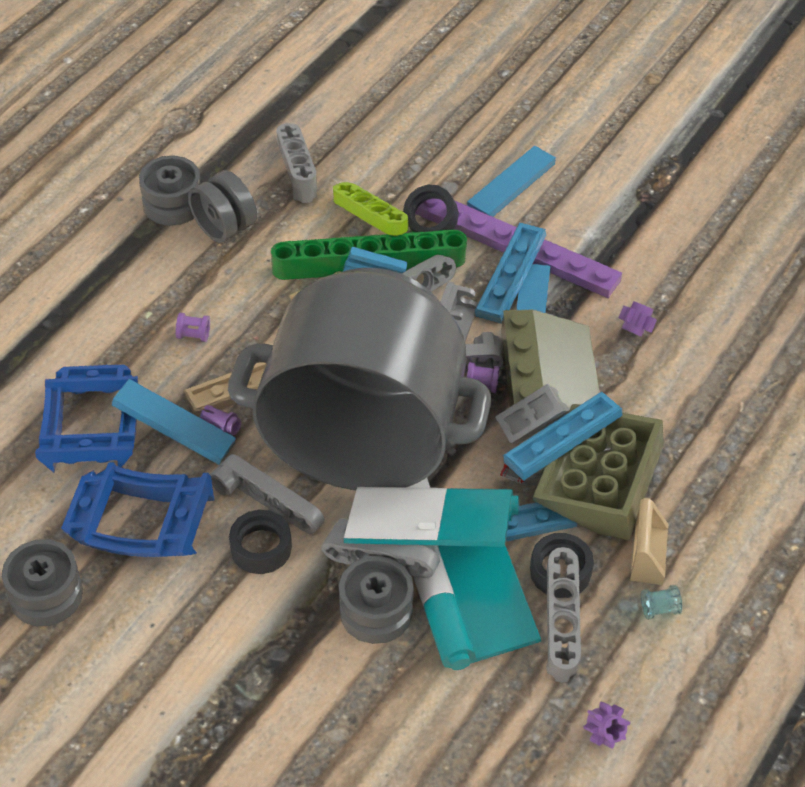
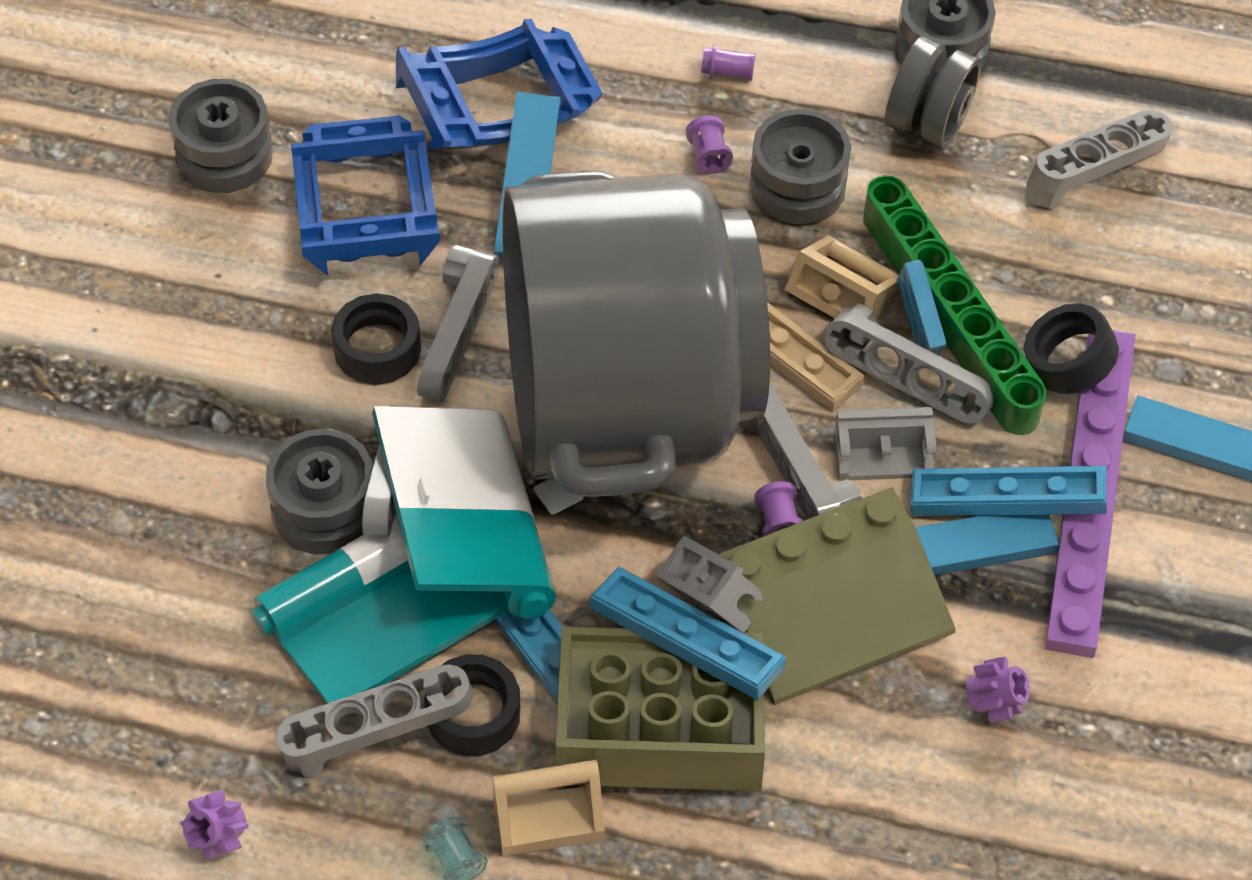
camera: 70 degrees right, 5 degrees up
(127, 304) = (727, 63): none -> medium lavender pin
(240, 286) = (799, 166): none -> dark grey wheel
(370, 208) = (1037, 269): lime beam -> none

